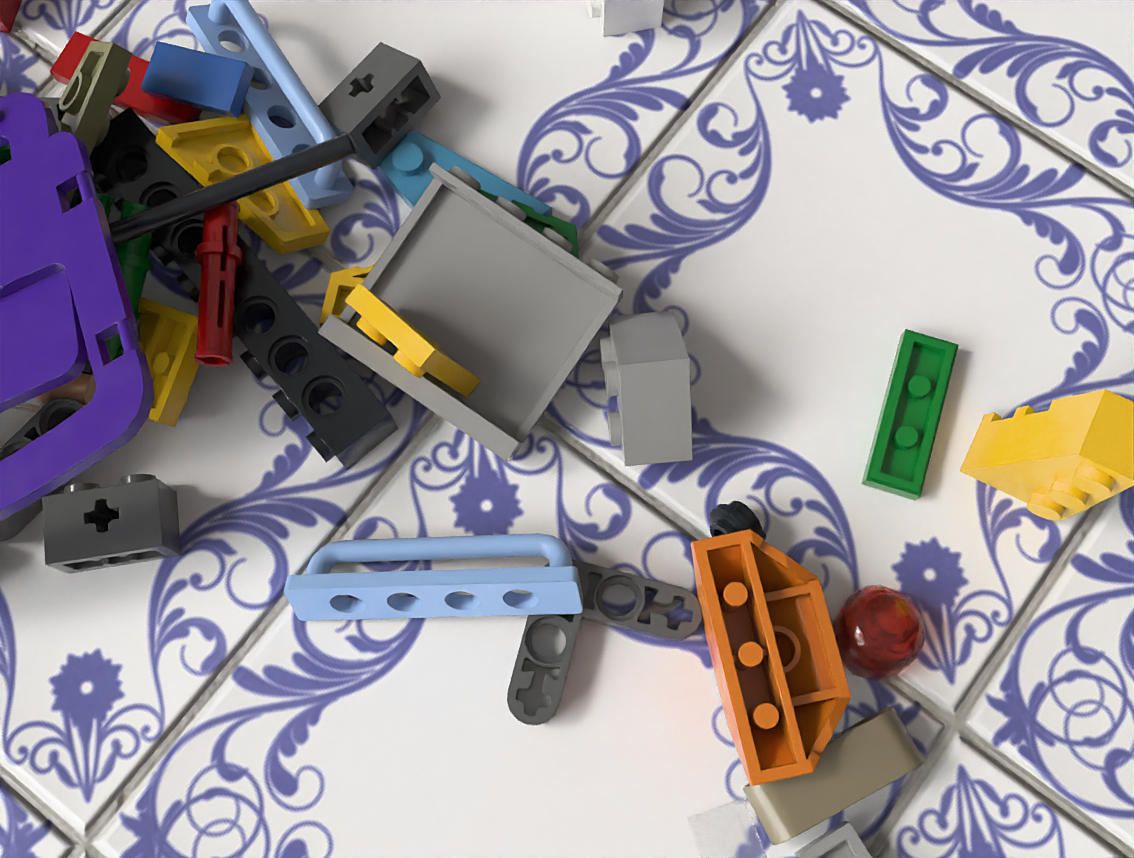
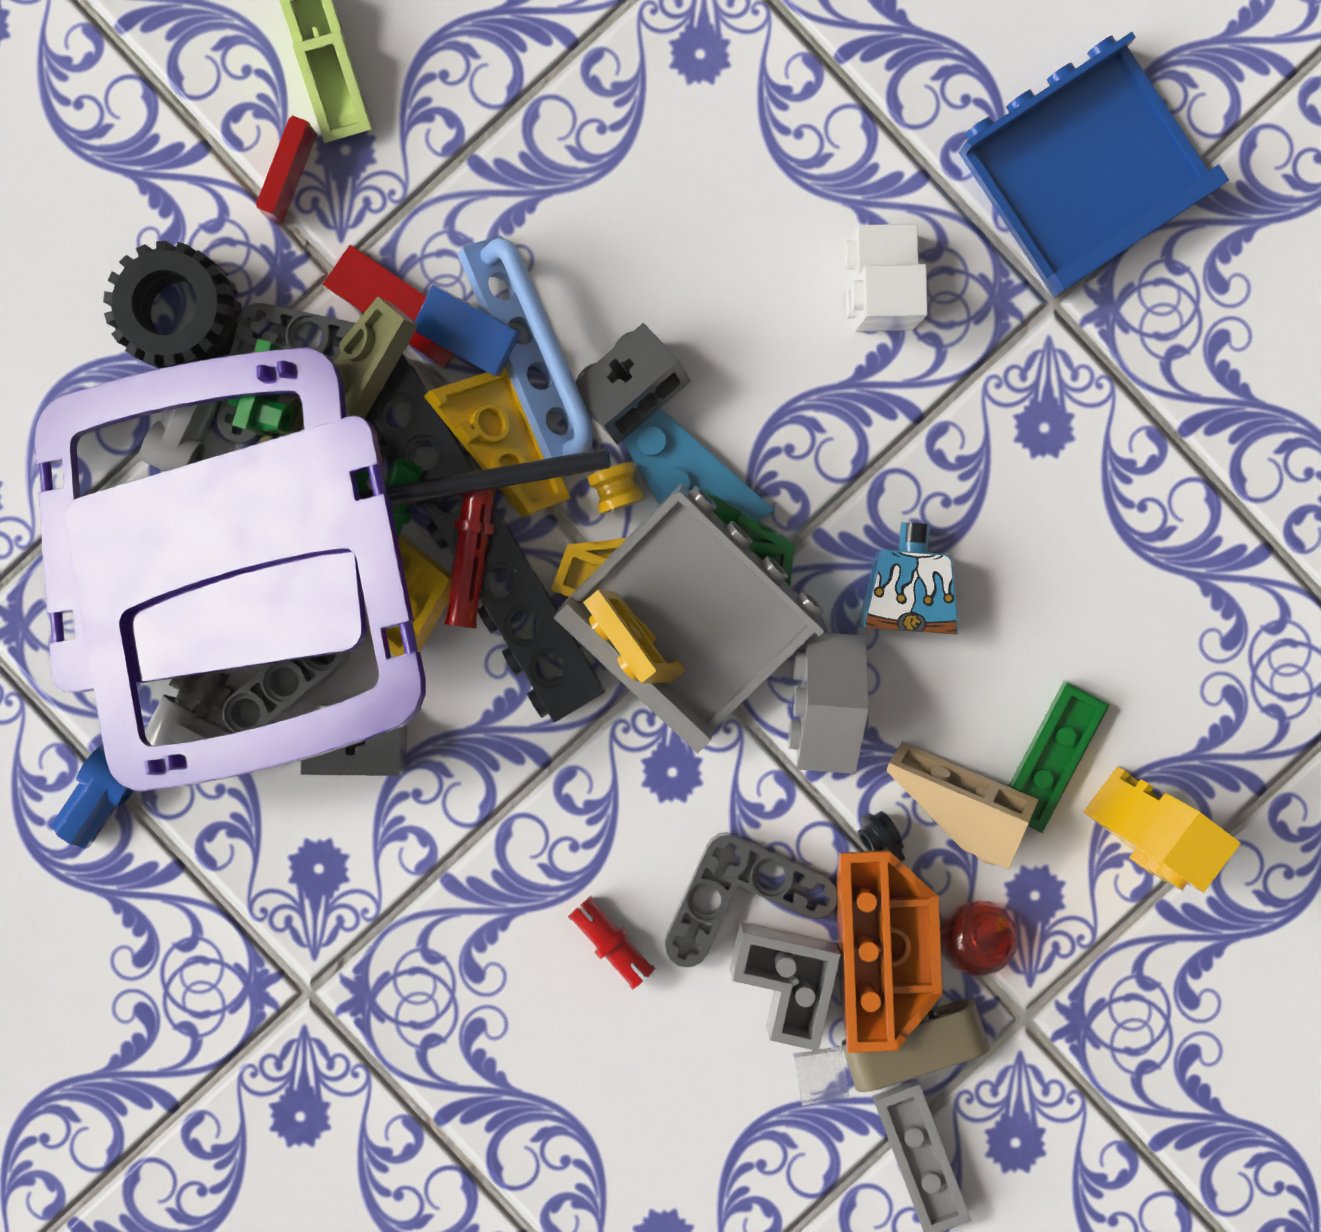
camera: 10 degrees right, 15 degrees up
(376, 209) = (616, 487): none -> yellow wheel
(442, 711) = (611, 942): none -> red pin
(553, 588) = (717, 868): light blue piece -> none
(677, 705) = (799, 973): none -> light grey brick
(714, 259) = (911, 587): none -> torso
(836, 478) = (969, 807): none -> tan slope

